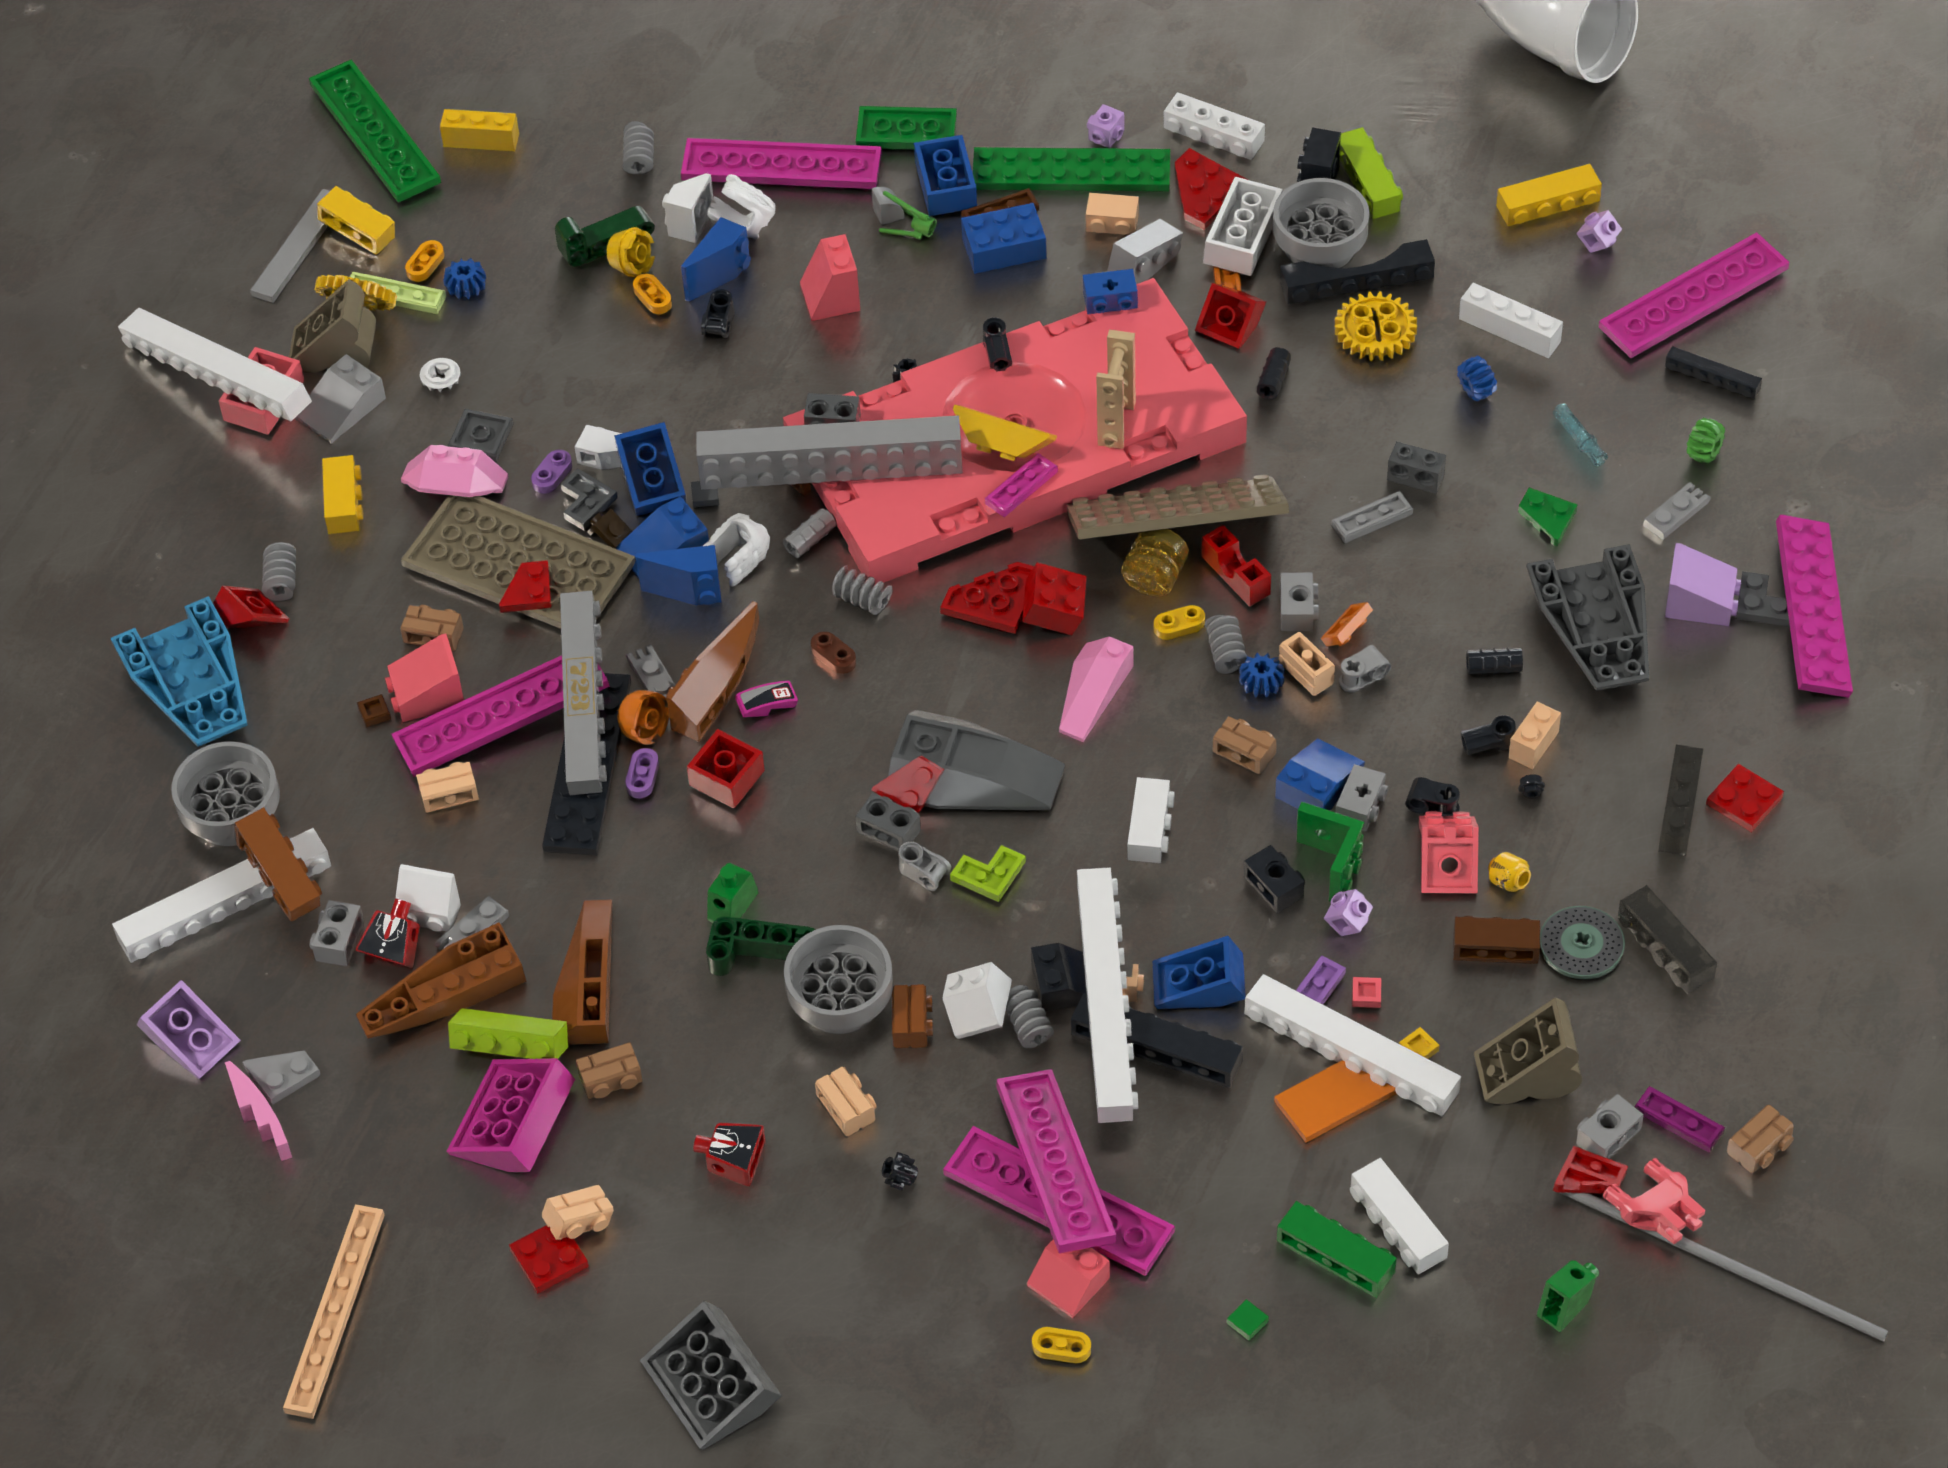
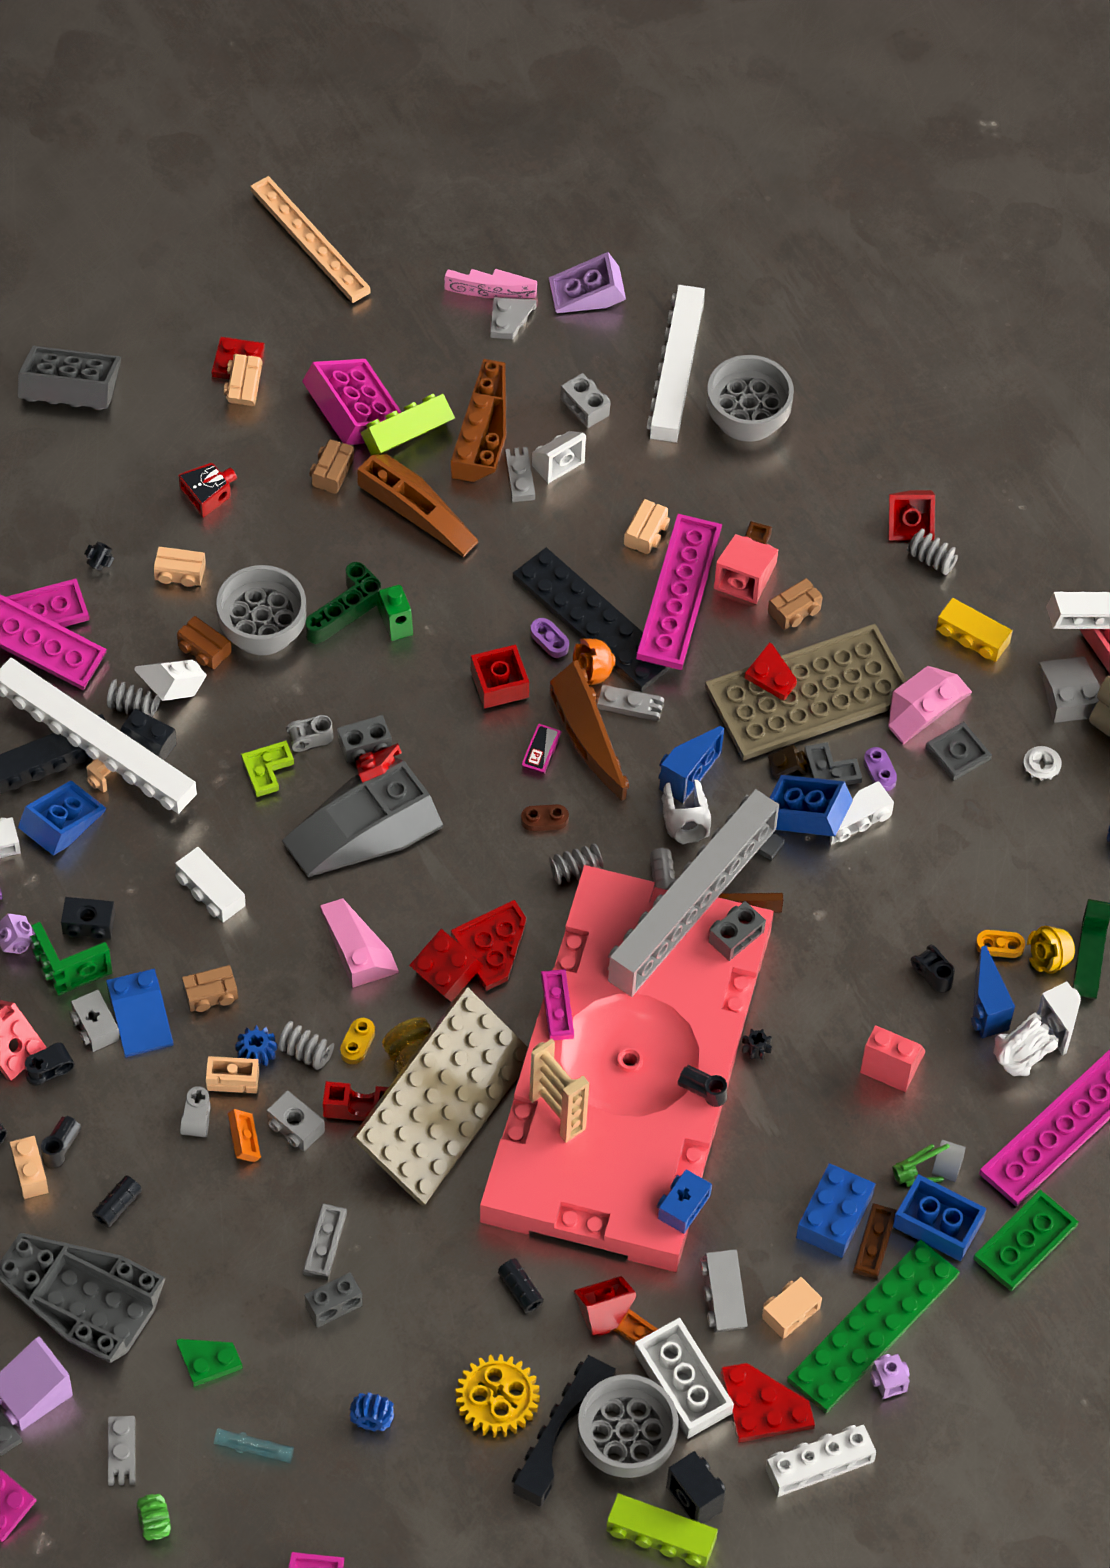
camera: 125 degrees right, 5 degrees up
(188, 672) = (885, 443): dark azure wedge -> none
(277, 864) = (656, 379): dark orange wedge -> none
(391, 936) = (546, 418): torso -> none
(581, 693) = (636, 624): light grey brick -> none
(667, 528) = (738, 779): blue slope -> none
(1000, 434) = (613, 1022): yellow wedge -> none
(1510, 320) = (407, 1493): white brick -> none

